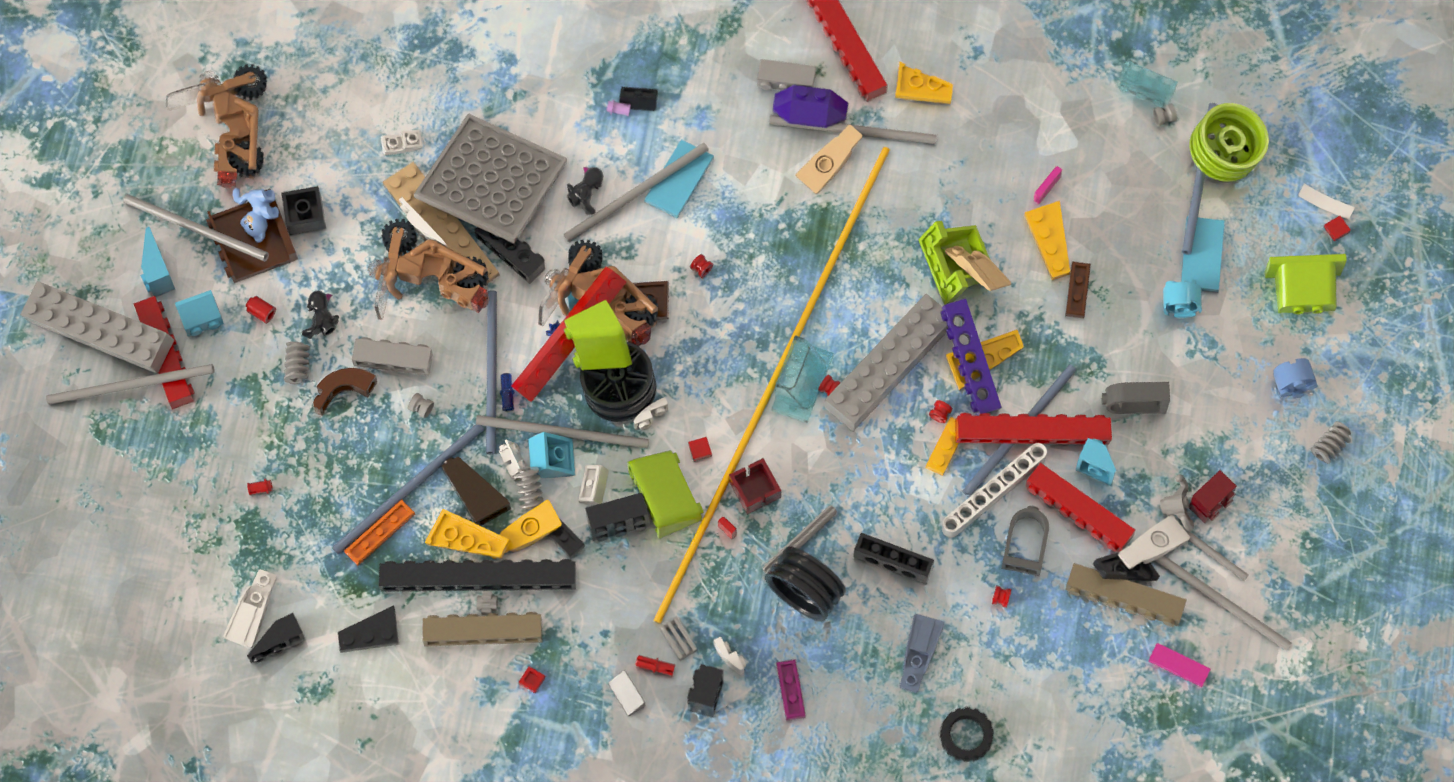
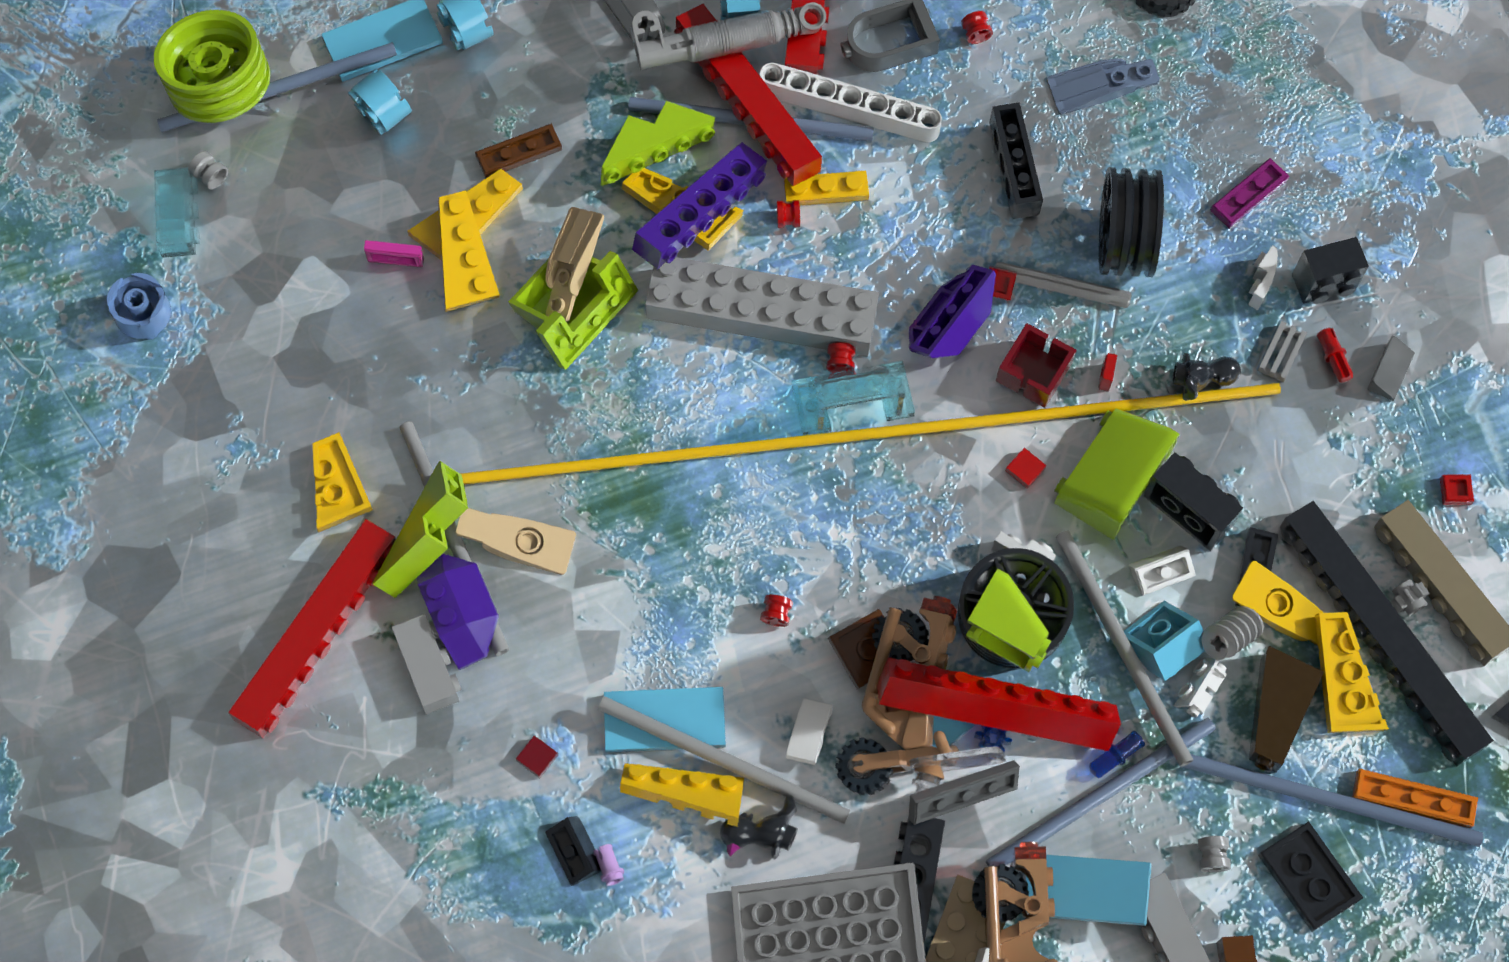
camera: 125 degrees left, 0 degrees up
(377, 450) = (1310, 876): none -> black tile
(444, 329) = (1099, 889): none -> medium azure tile
(536, 294) = (963, 792): none -> dark grey tile
(624, 243) = (809, 731): none -> white slope
(625, 170) = (696, 790): none -> yellow wing
(692, 573) = (1197, 374): none -> black animal
(700, 106) = (537, 756): none -> dark red tile
(815, 458) = (953, 314): none -> dark purple wedge
(821, 503) = (1004, 282): none -> red tile
(858, 106) = (424, 531): none -> lime slope
(1019, 218) = (463, 256): none -> yellow wing
(1034, 351) = (648, 143): none -> lime slope
(1075, 427) = (716, 38): none -> piece
(1093, 36) = (139, 306): none -> medium blue brick
(1152, 224) = (379, 101): none -> medium azure brick

